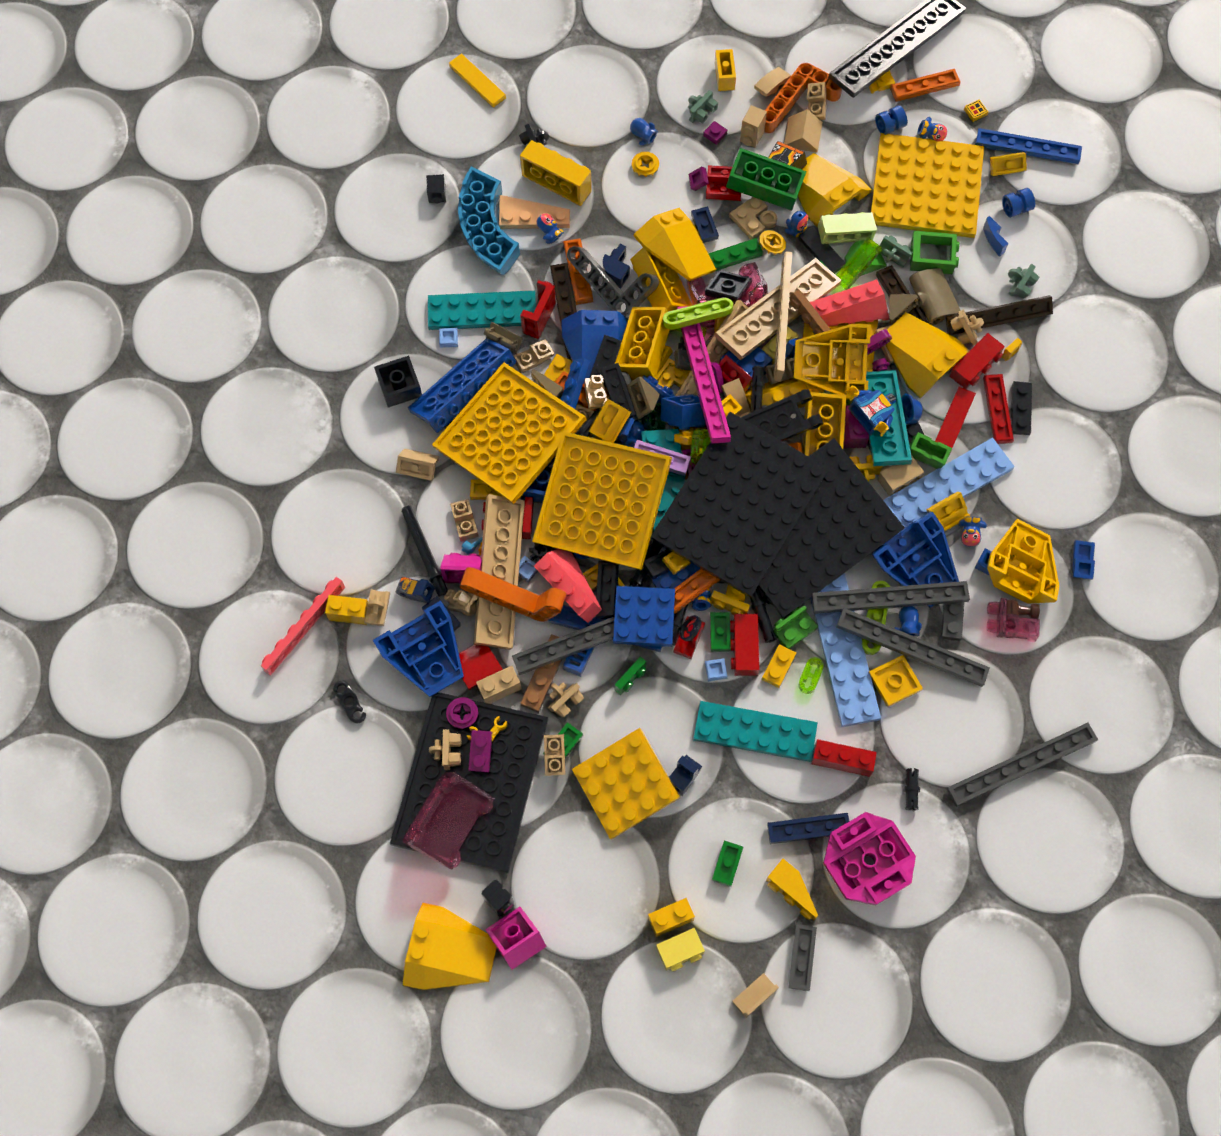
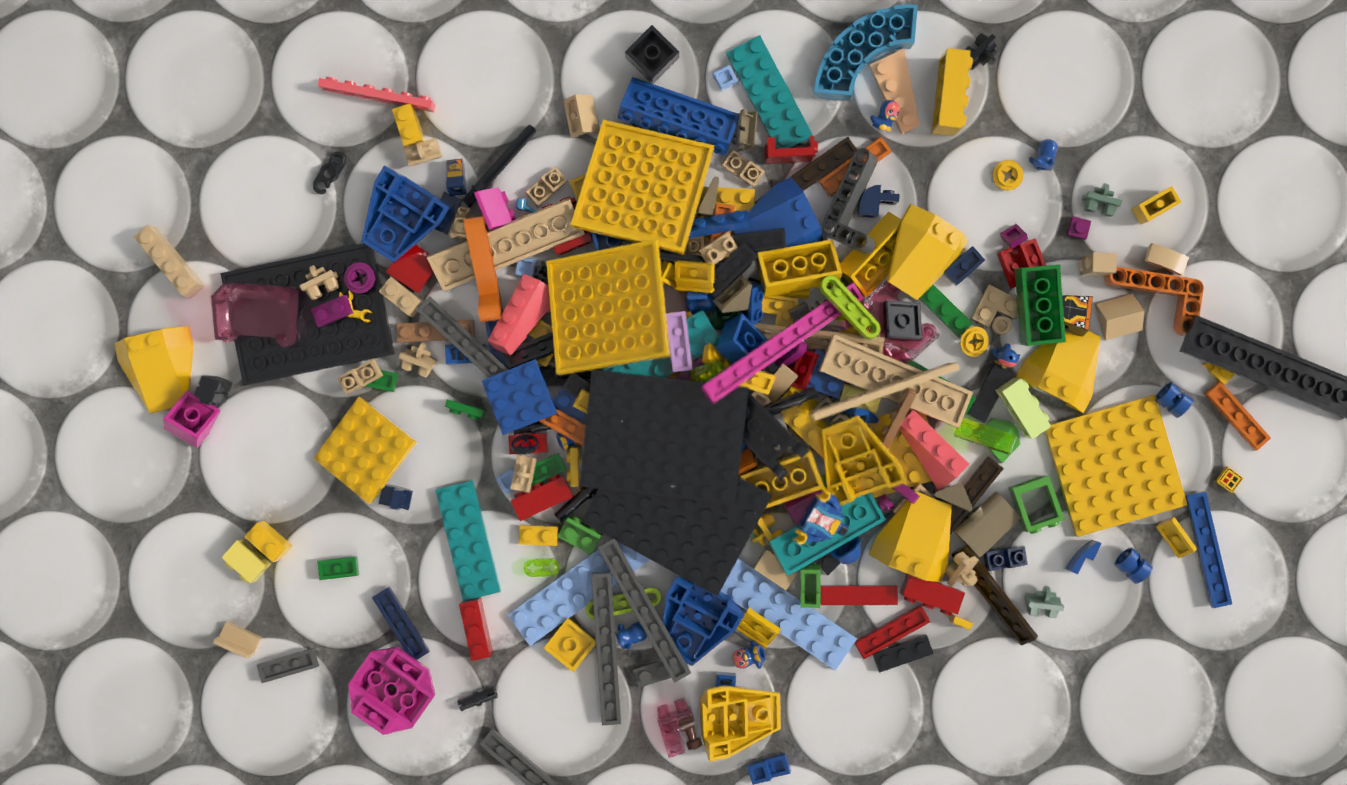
camera: 65 degrees right, 20 degrees up
(352, 887) = (169, 261): none -> tan brick
(716, 644) = (523, 473): none -> tan hips
(791, 885) = (345, 625): yellow slope -> none
(817, 99) = (1163, 315): tan slope -> none
(895, 251) = (1017, 465): sand green hips -> none
(932, 130) = (1180, 448): animal -> none
(971, 294) = (1005, 558): none -> dark blue slope

